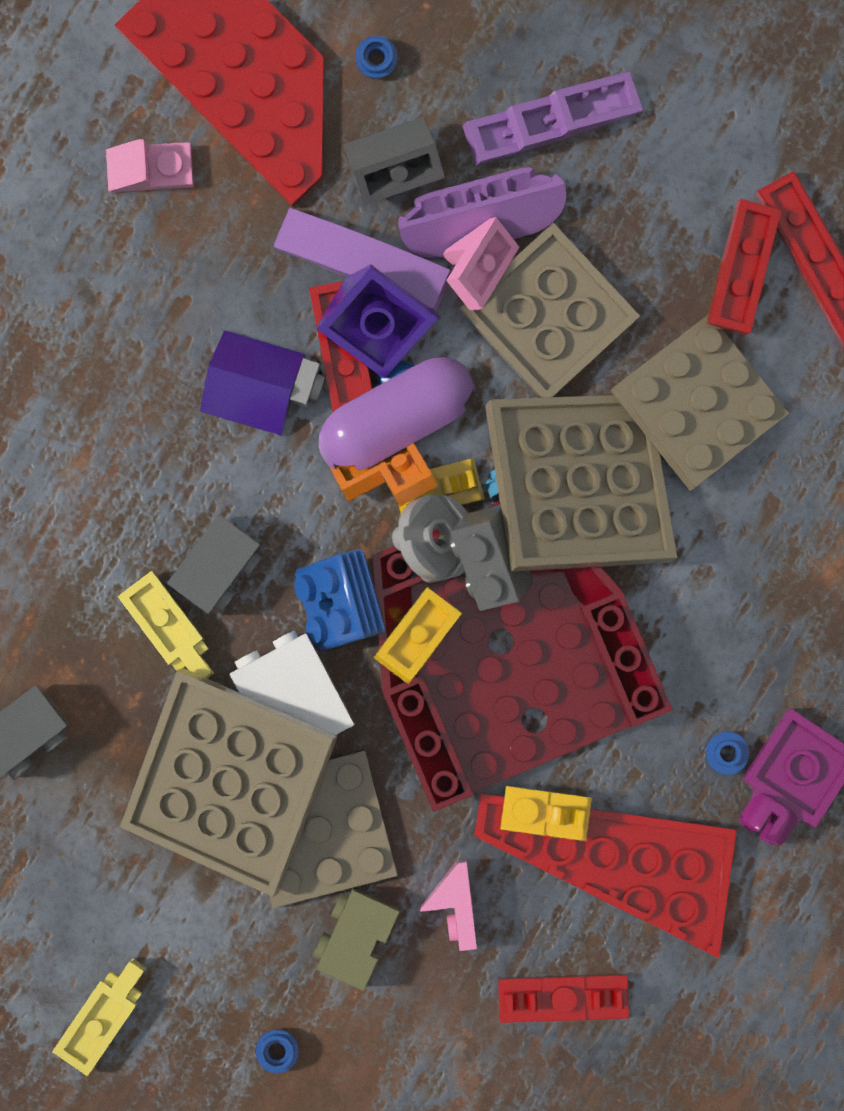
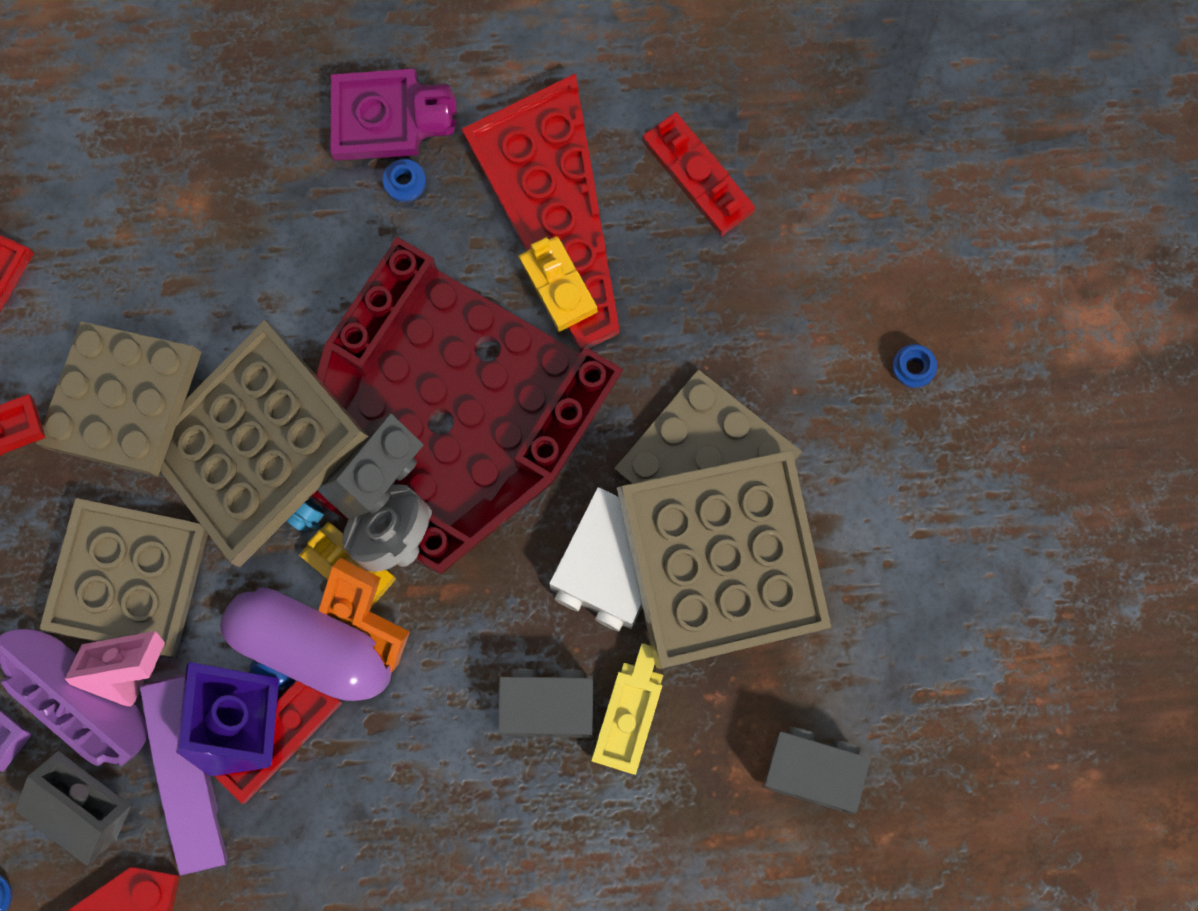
camera: 125 degrees left, 10 degrees down
(100, 1018) = (1000, 527): light yellow hinge -> none
(251, 382) = (362, 794): dark purple slope -> none
(307, 384) = (329, 742): light grey plate -> none
(339, 600) = (500, 574): blue brick -> none
(360, 923) = (774, 366): olive brick -> none
(417, 635) = (482, 482): yellow plate -> none
(455, 893) = (678, 311): bright pink slope -> none

